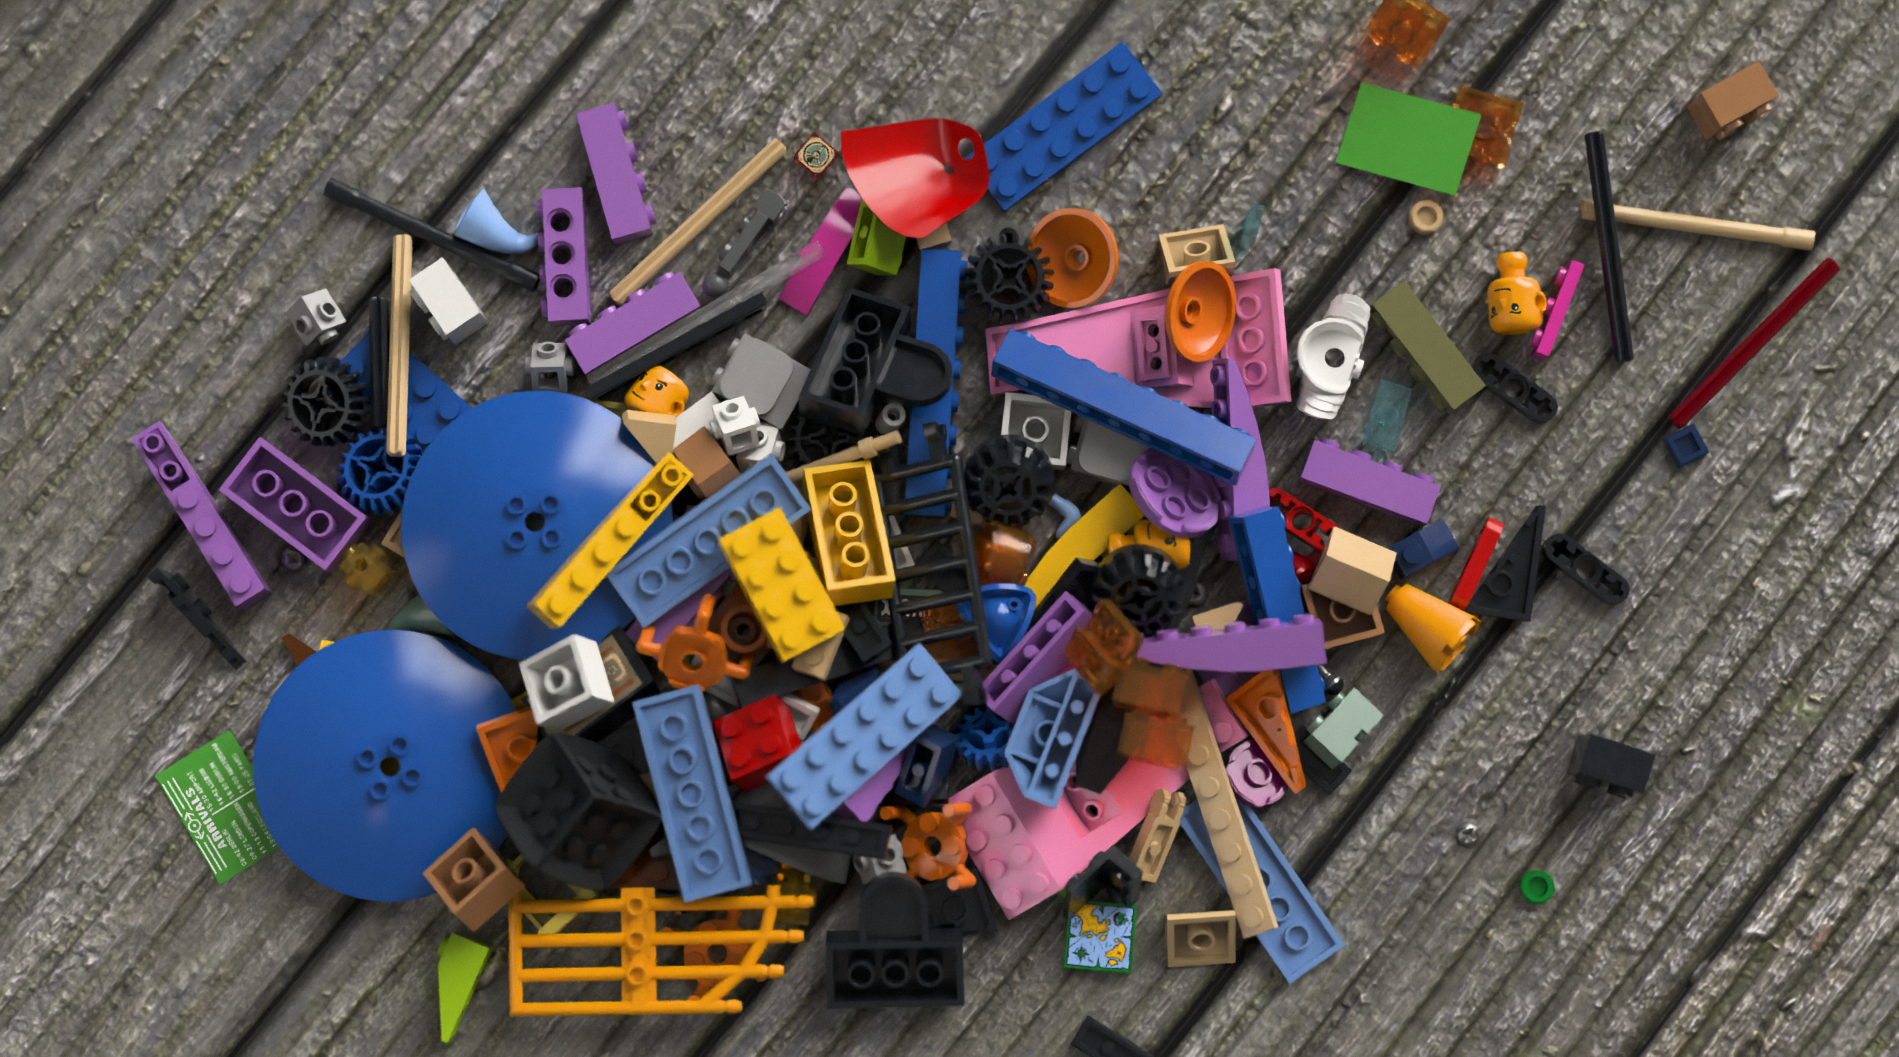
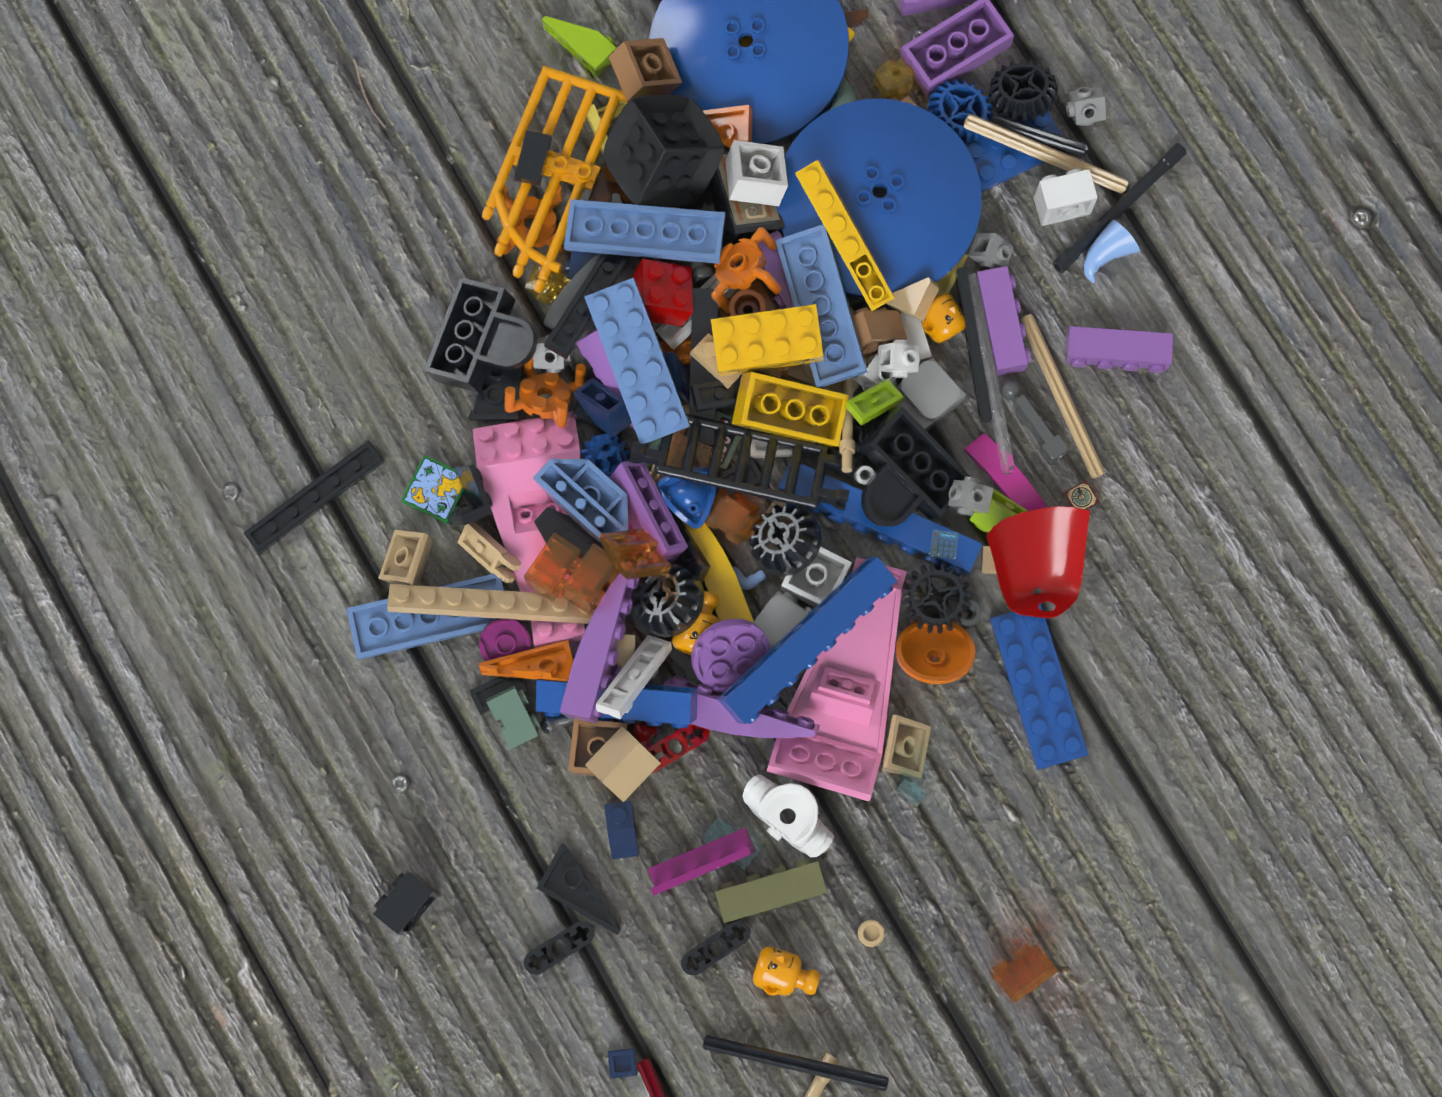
camera: 115 degrees right, 5 degrees down
(576, 307) = (1077, 304): medium lavender brick -> none
(643, 974) = (533, 158): none -> black tile
(800, 435) = (874, 401): none -> lime plate
(875, 278) = (970, 496): none -> light grey brick
(941, 292) = (944, 544): none -> clear light blue tile
(1200, 311) = (858, 726): orange dish -> none
(1247, 594) = (633, 677): none -> white hinge
(1368, 482) = (685, 808): medium lavender brick -> none
(1408, 138) = (935, 942): bright green sticker -> none
(1425, 439) = (701, 860): none -> magenta fence
(1431, 624) = (562, 812): light orange cone -> none
(1476, 563) = (595, 865): red beam -> none
(1503, 116) = (905, 1006): clear orange brick -> none
(1536, 886) = (342, 817): green tile -> none
(1556, 308) = (763, 1003): dark pink plate -> none

